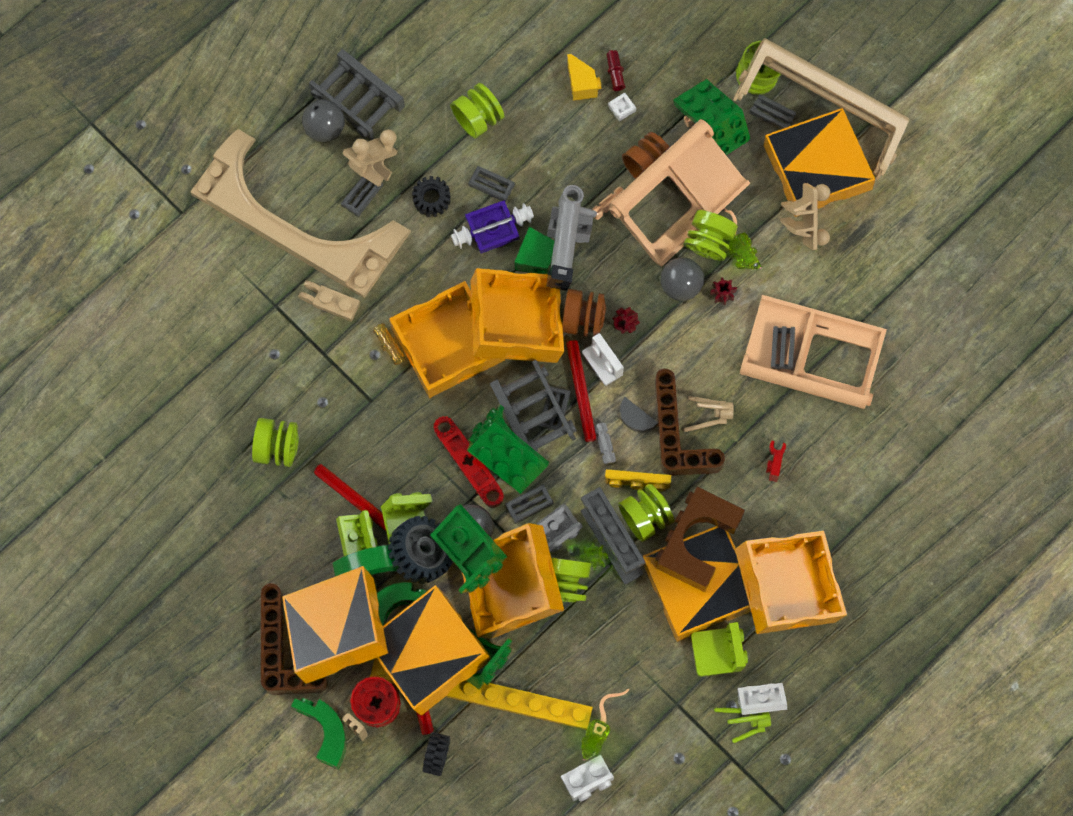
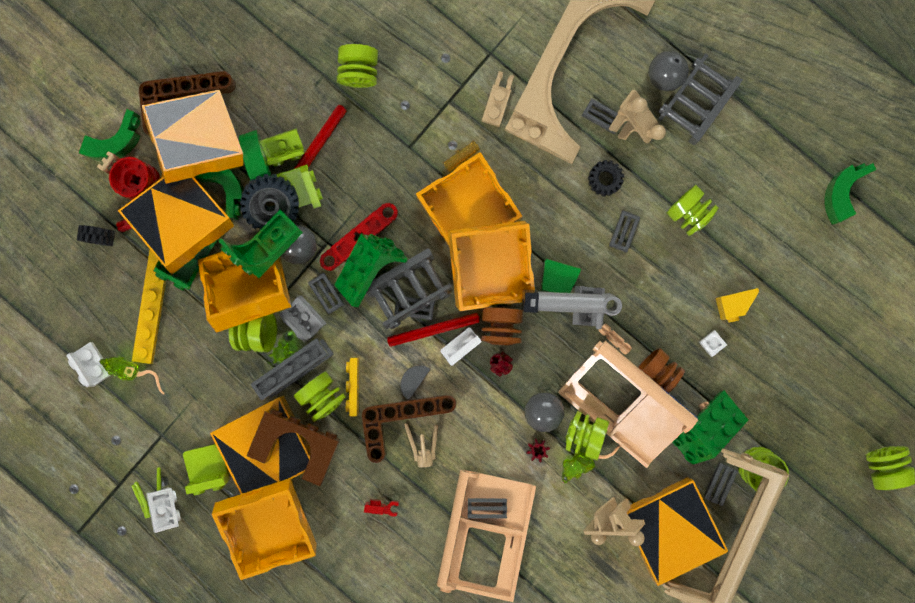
camera: 85 degrees right, 15 degrees up
(492, 226) = (581, 236): dark purple plate -> none
(605, 443) = (386, 355): light grey axle -> none
(615, 70) = (748, 334): dark red axle -> none

